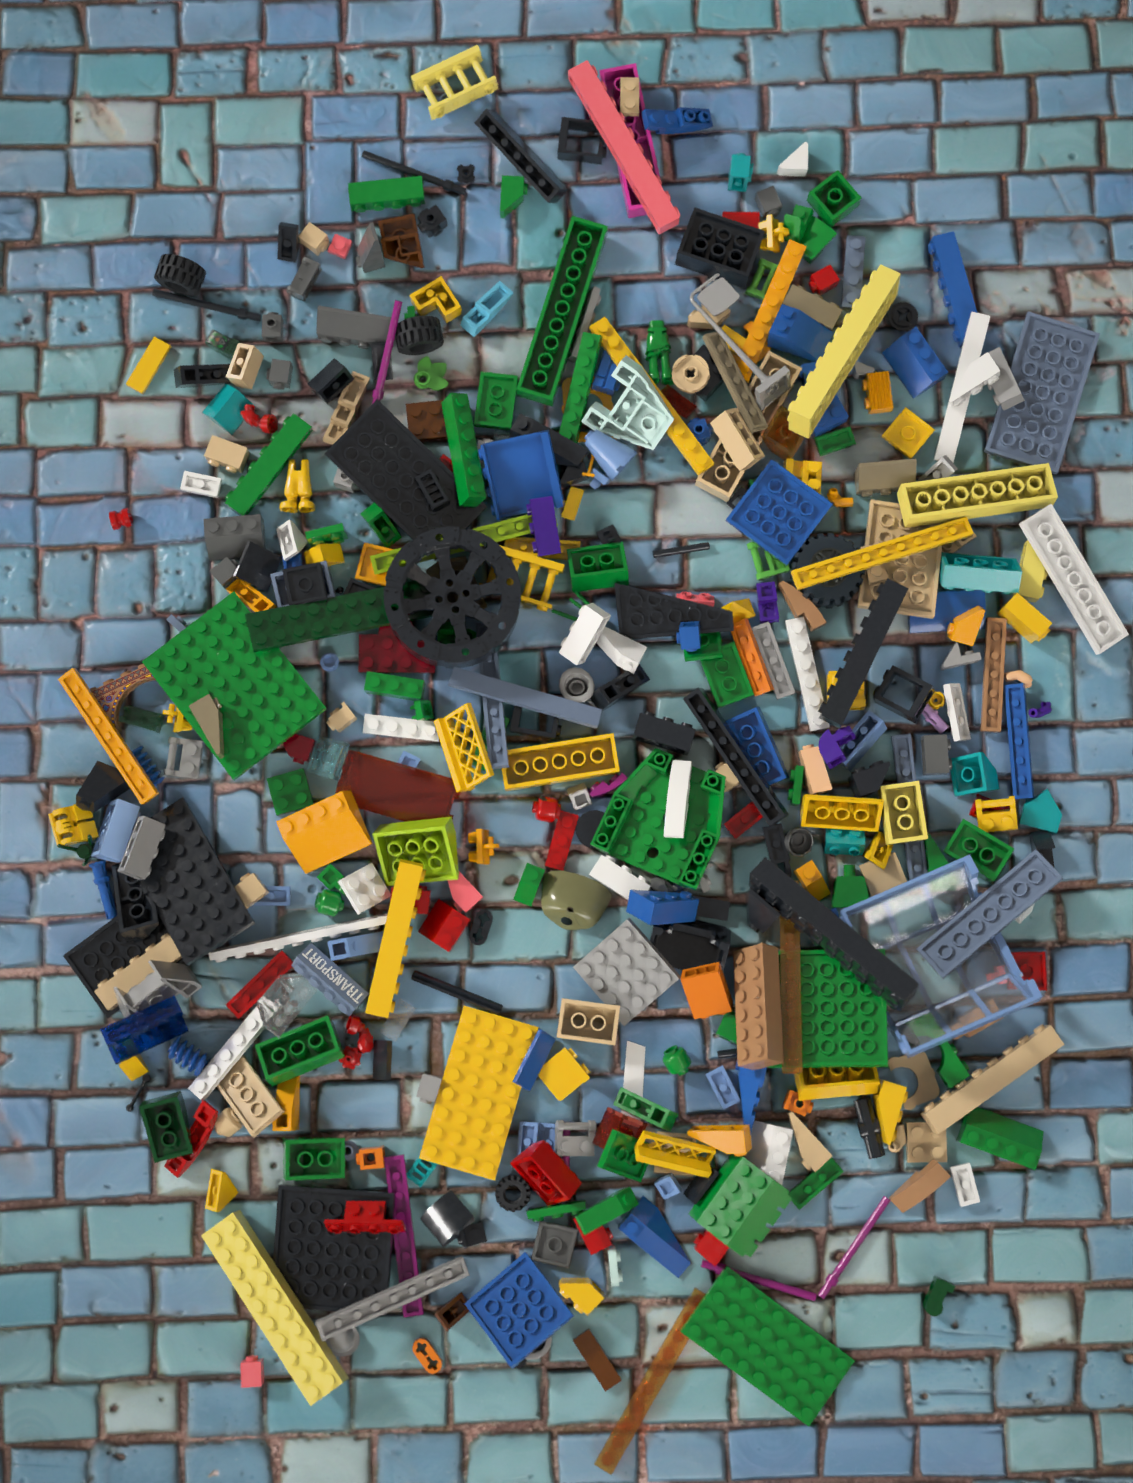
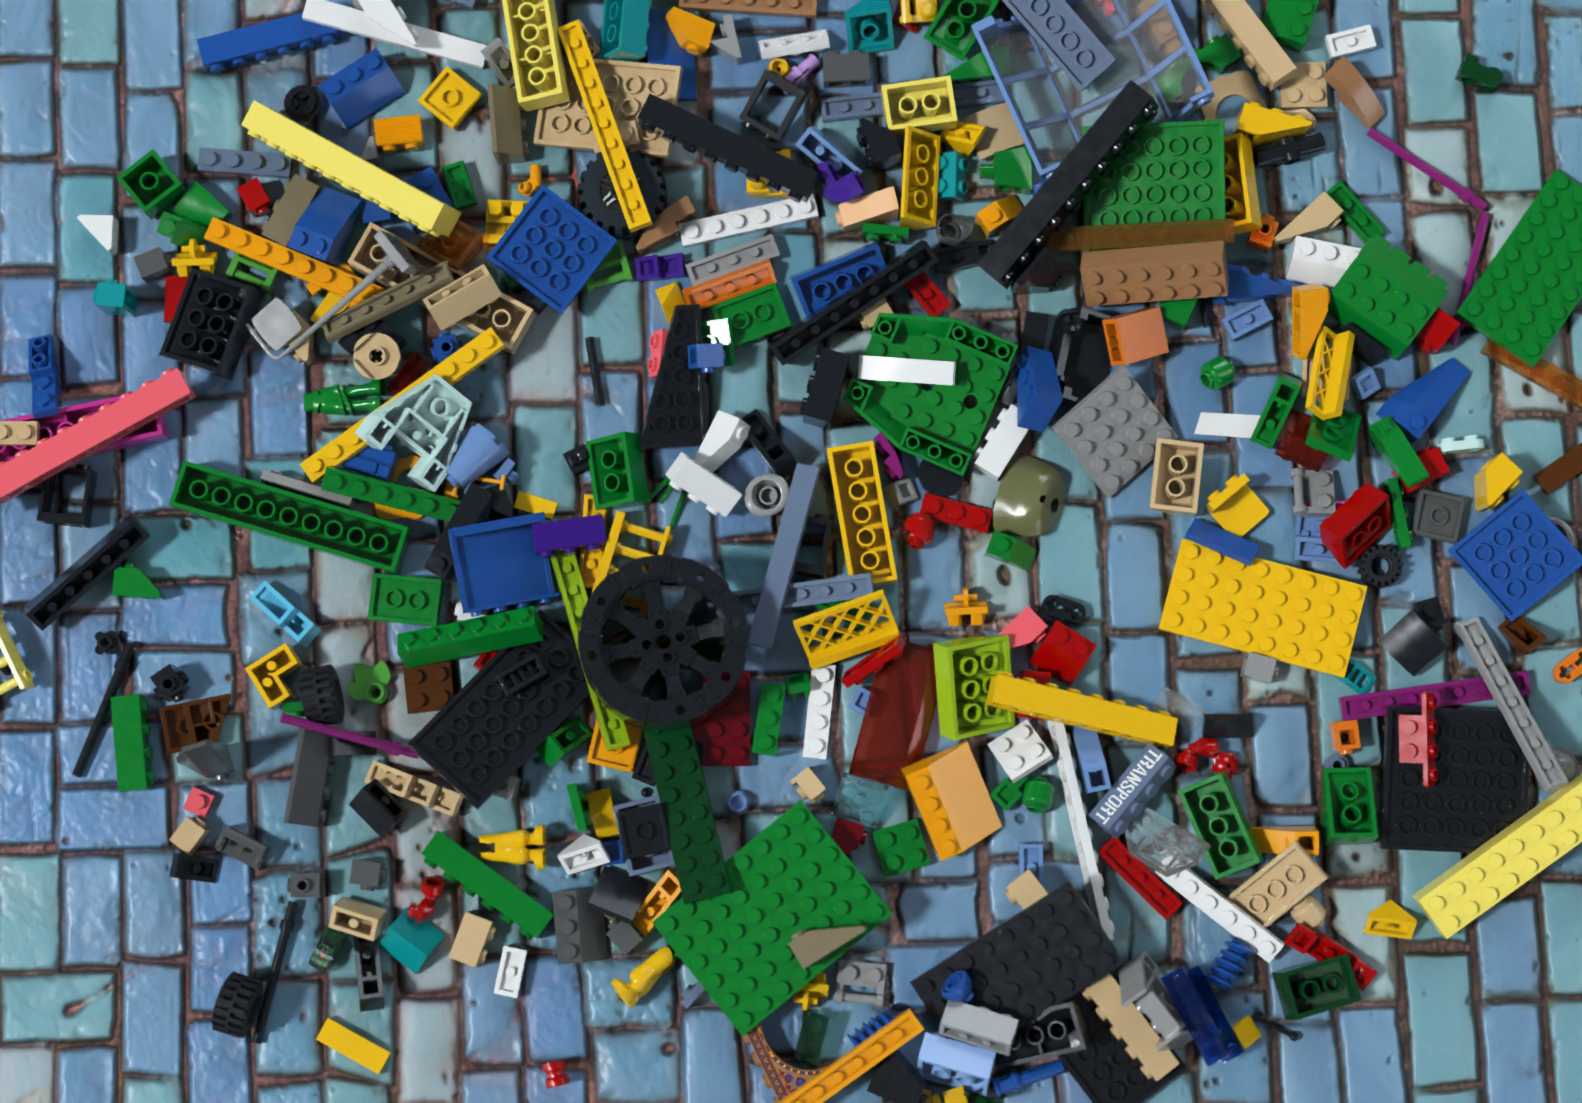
camera: 90 degrees left, 0 degrees up
(173, 832) = (958, 987): none -> blue brick
(192, 586) = (644, 976): none -> yellow piece
(438, 770) = (874, 662): none -> red plate
(457, 992) = (1142, 637): black axle -> none

